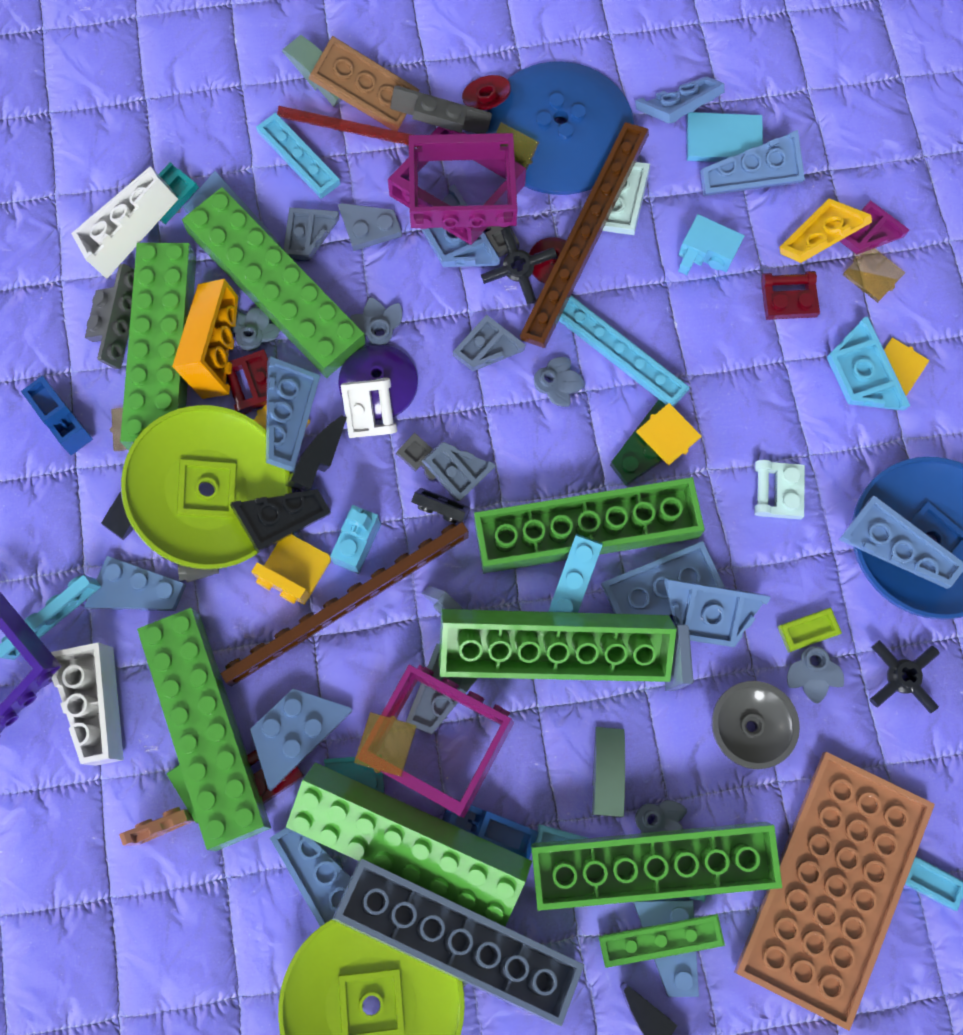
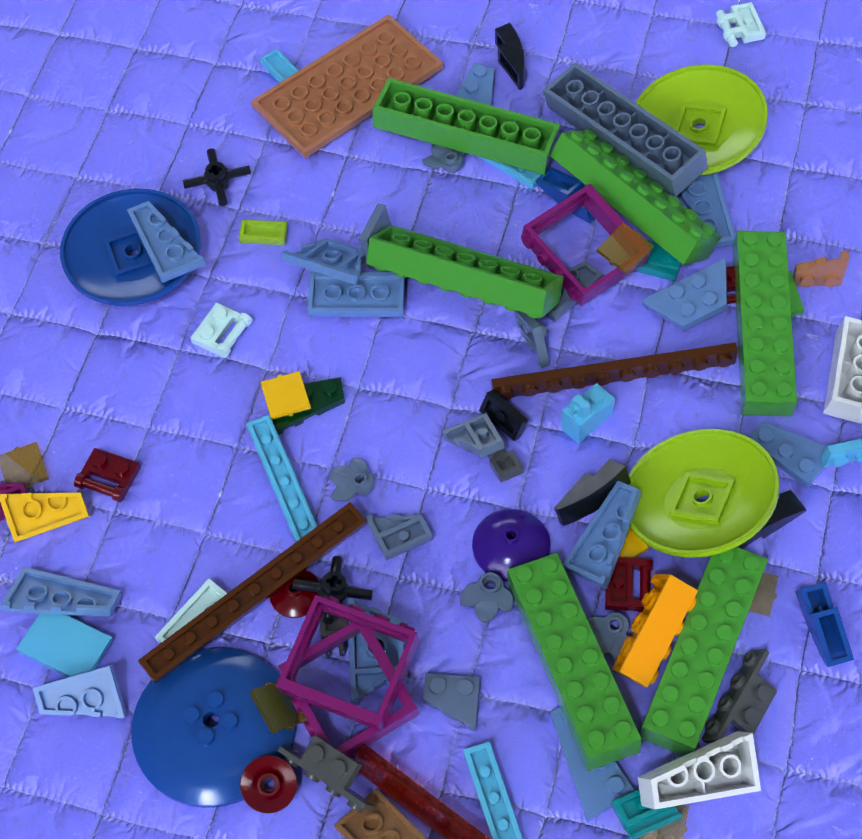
camera: 150 degrees left, 15 degrees down
(279, 517) = (647, 451): black wing -> none
(292, 569) = (651, 412): yellow bracket -> none
(307, 231) = (518, 711): sand blue wing -> none
(360, 411) = (538, 514): white plate -> none
(576, 575) = (428, 310): medium azure plate -> none
(609, 772) = (466, 194): sand green slope -> none
(617, 518) = (392, 351): bright green brick -> none
(661, 940) = (482, 92): bright green tile -> none
(709, 244) = (150, 542): medium azure hinge -> none
(774, 722) = (344, 180): dark grey dish -> none
(813, 678) = (278, 204): sand blue plate -> none
(866, 371) = (90, 389): medium azure wing -> none
(905, 363) = (60, 385): yellow piece -> none

